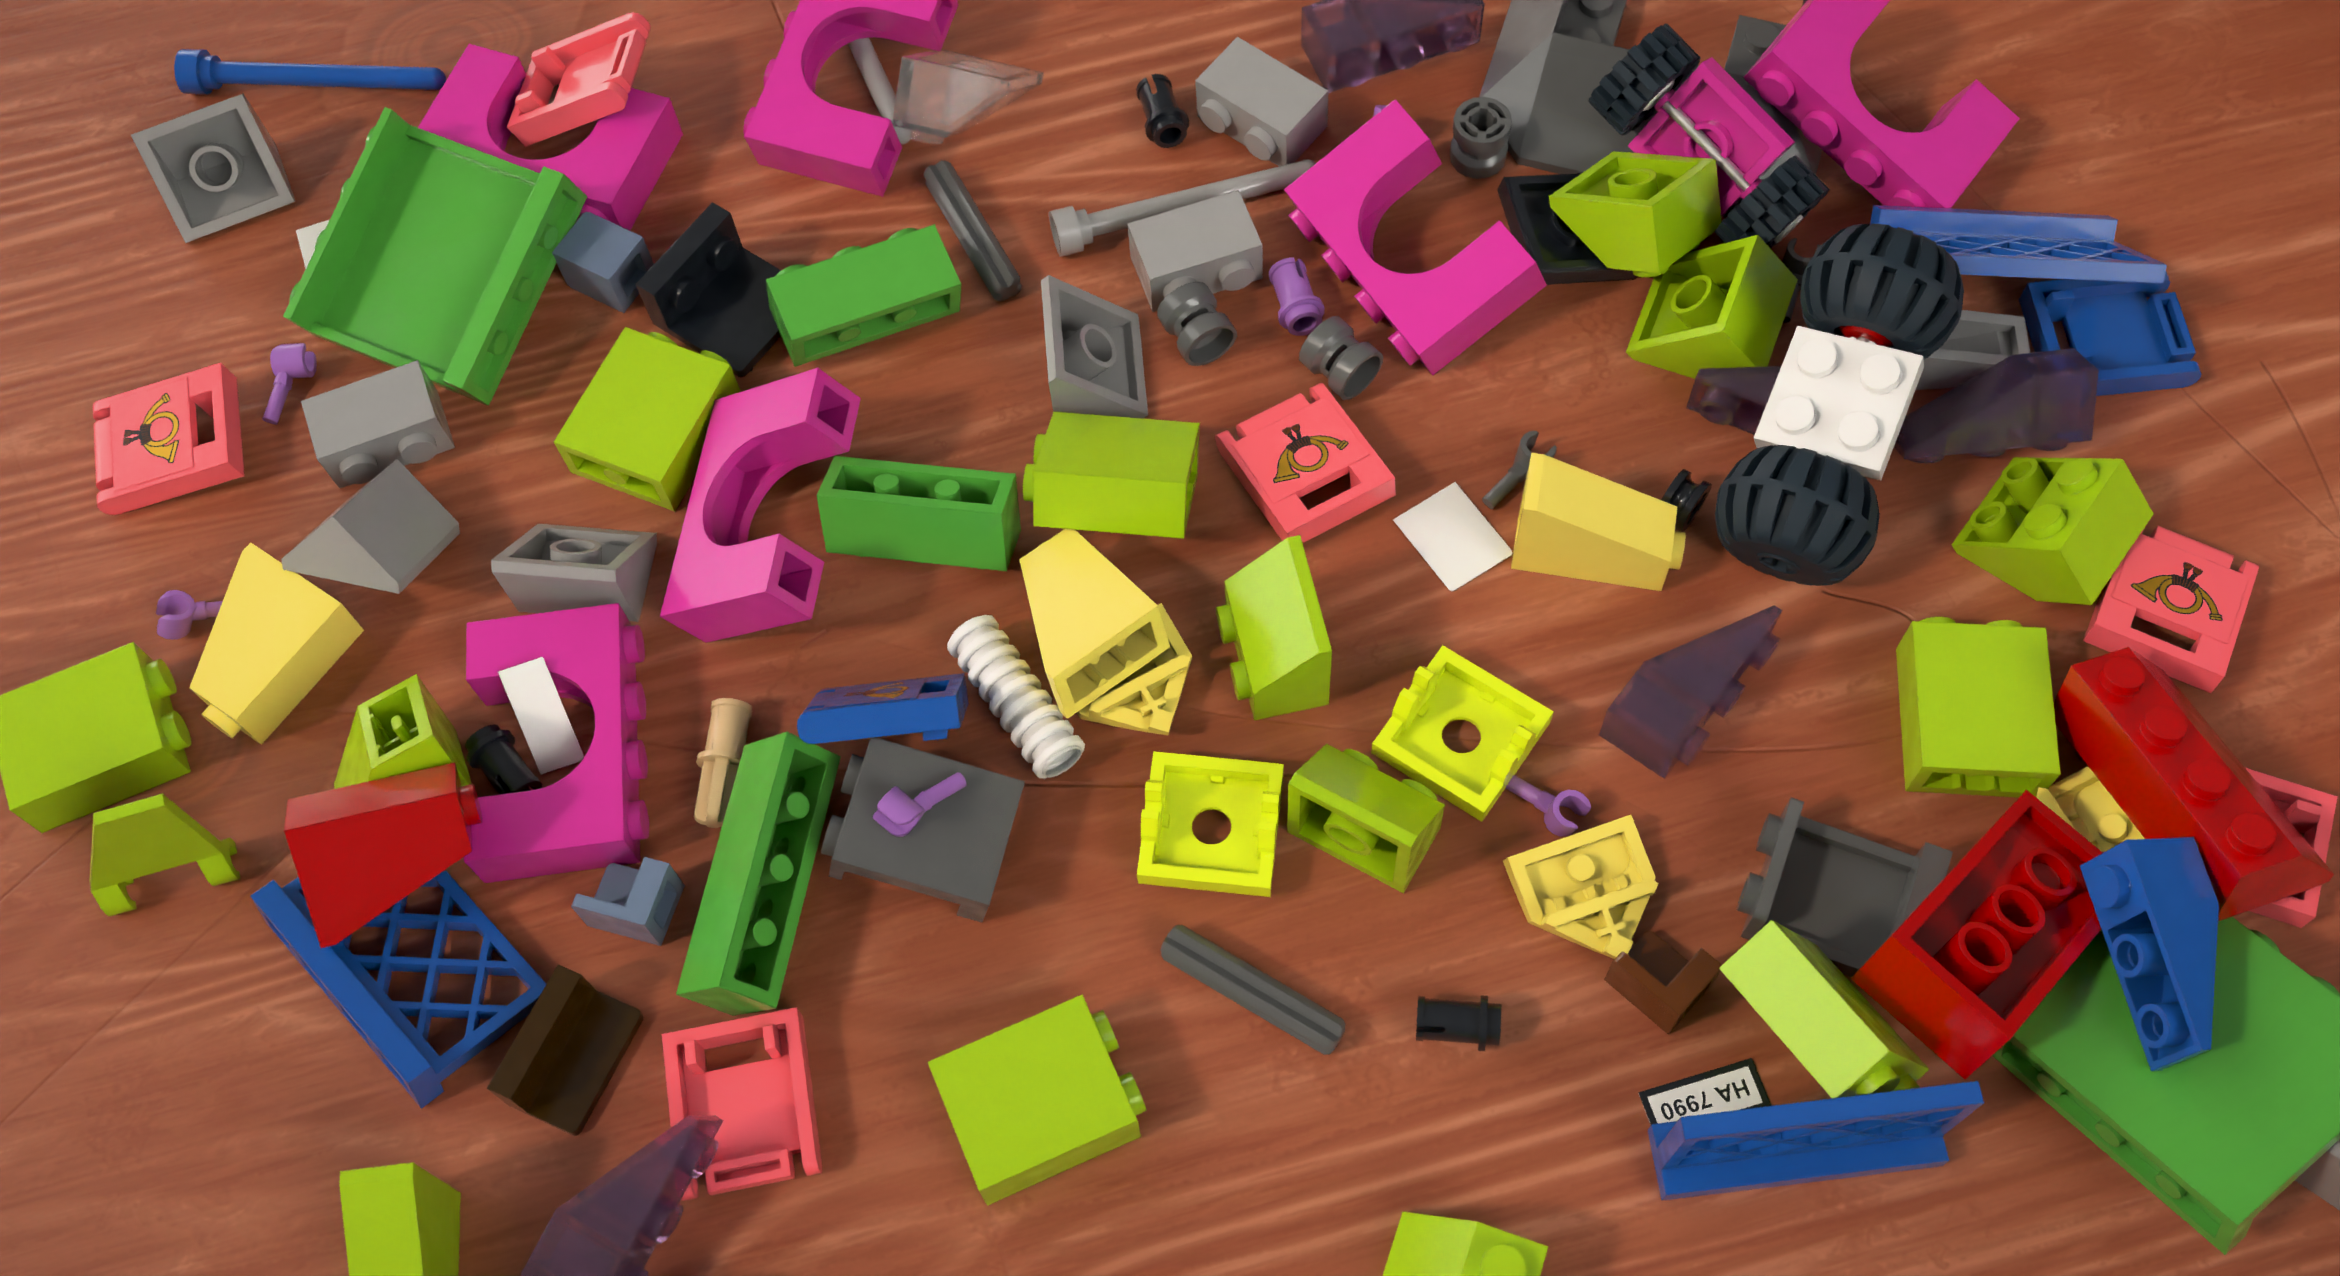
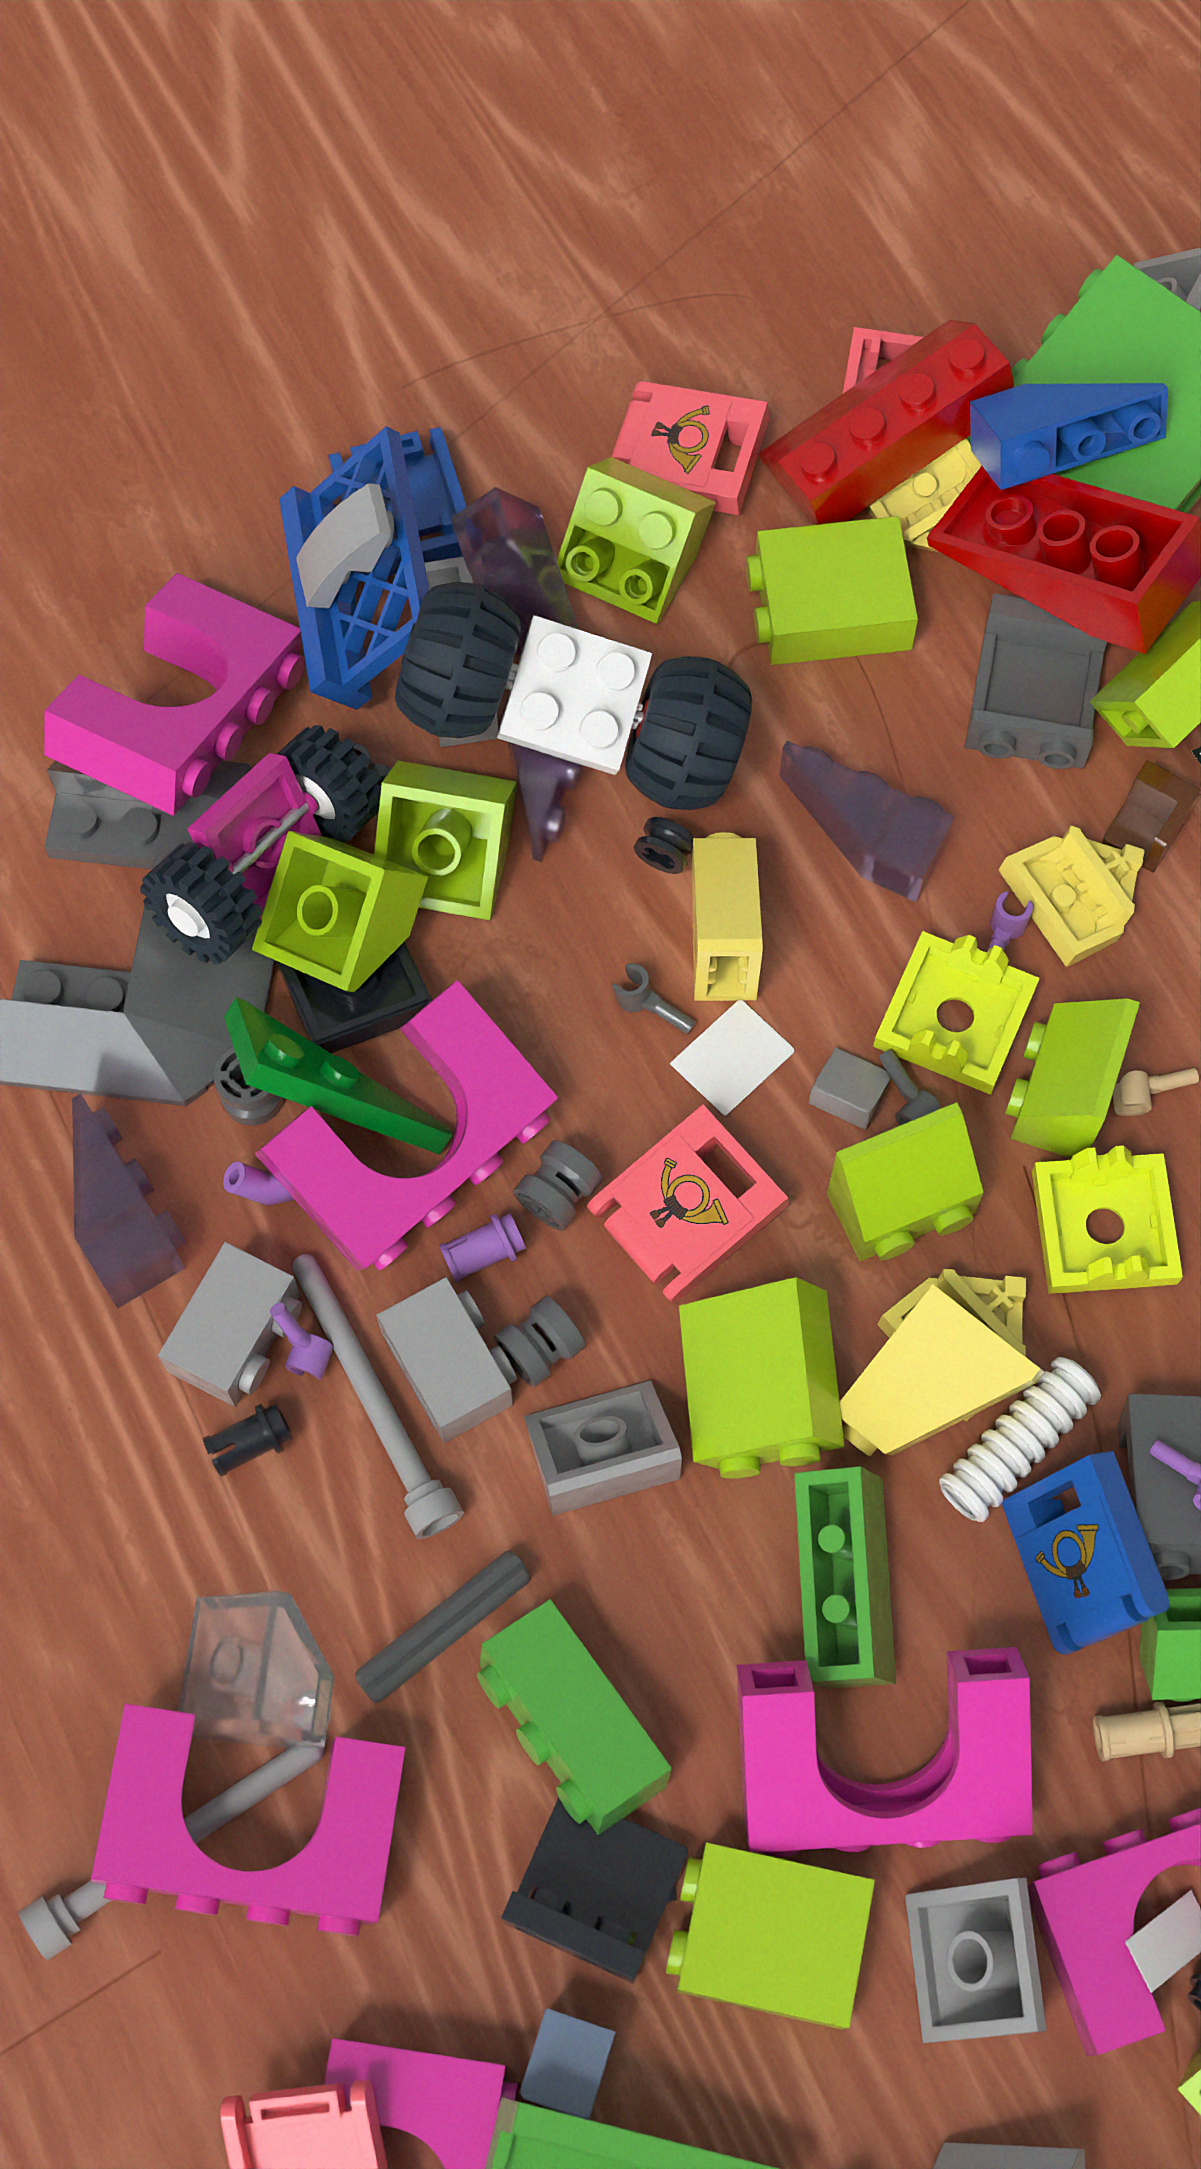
camera: 105 degrees left, 5 degrees up
(1225, 159) = (308, 1351): none -> medium lavender hand
(1348, 887) = (1134, 1090): none -> tan hand
(1364, 683) = (918, 1101): none -> dark grey hand
(1399, 624) = (849, 1088): none -> light grey slope
(1471, 155) = (303, 1072): none -> green wing
(2030, 223) = (344, 542): none -> light grey slope

